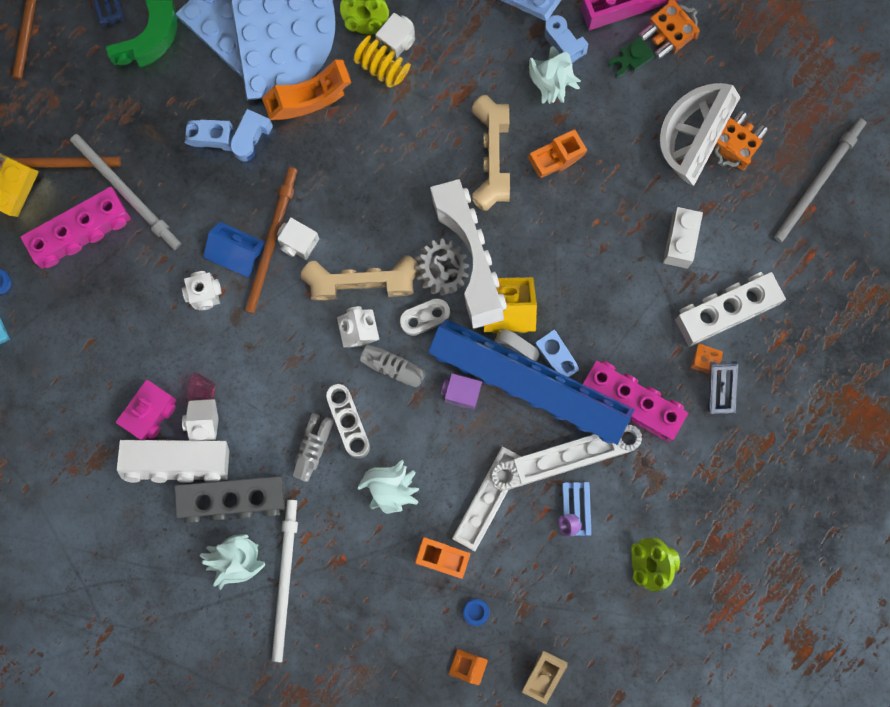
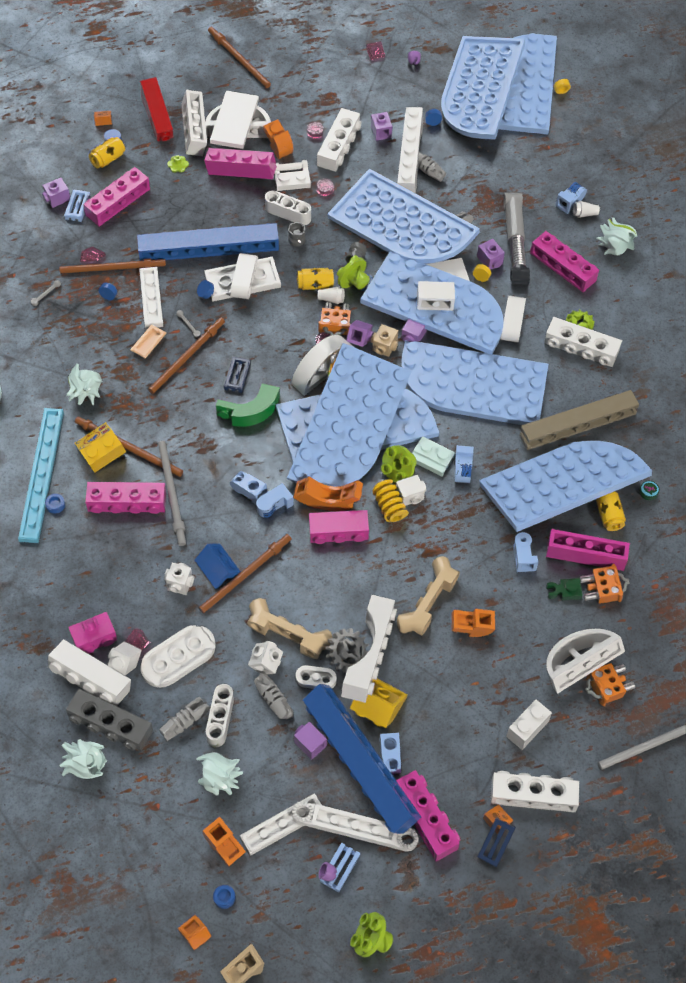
camera: 30 degrees right, 20 degrees down
(257, 380) = (177, 656): none -> white tile
(289, 527) = (134, 764): white bar -> none
(297, 239) = (263, 581): white brick -> none
(342, 125) = (338, 526): none -> brick
(516, 344) = (367, 729): light grey beam -> none
(553, 75) = (501, 569): light aqua hair -> none

